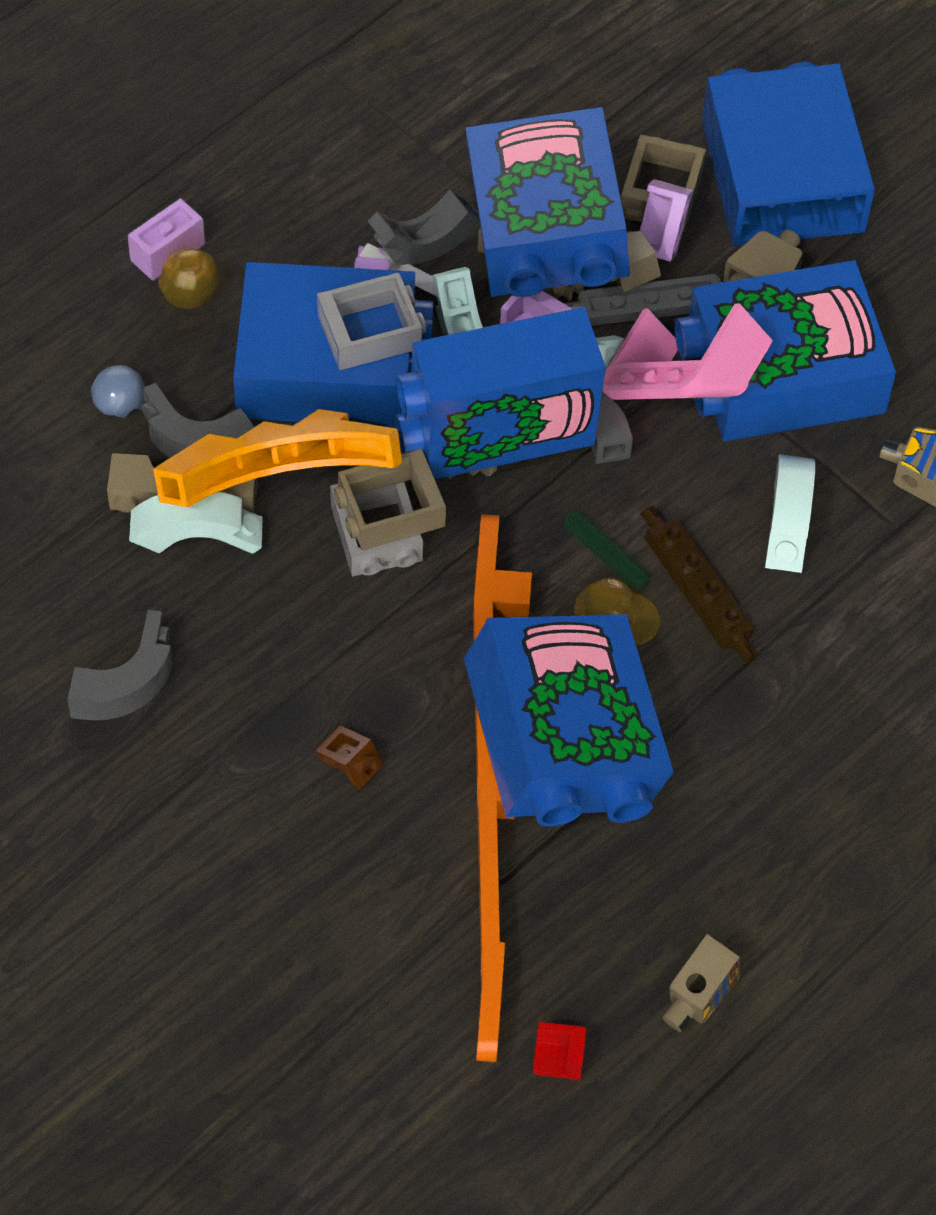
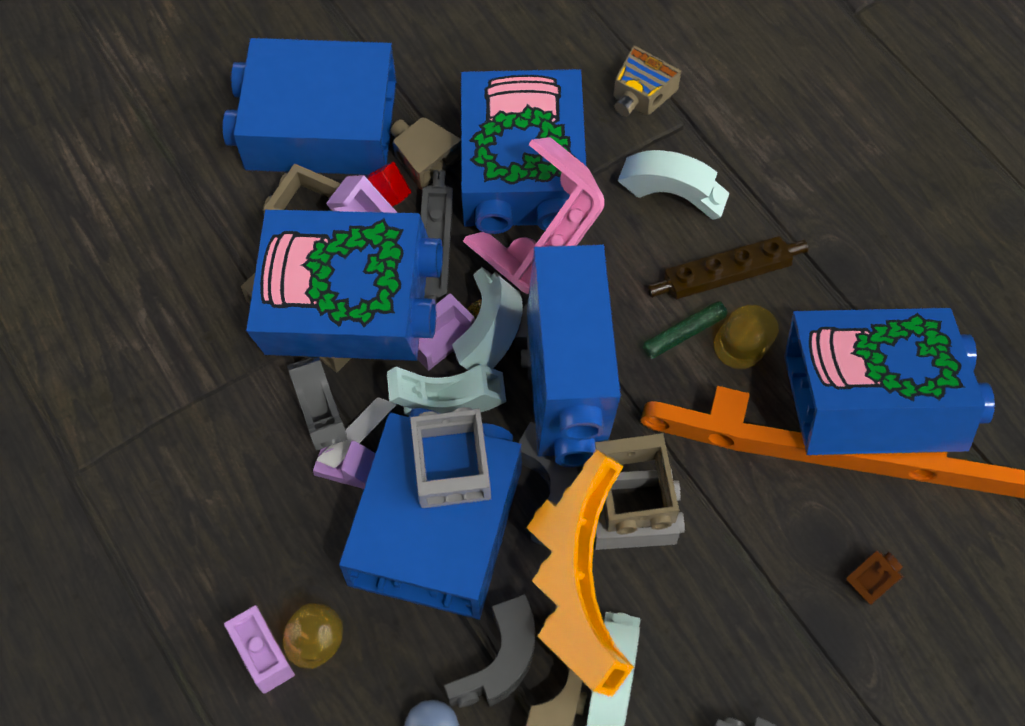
camera: 75 degrees left, 5 degrees up
(708, 242) = (390, 183): none -> red panel

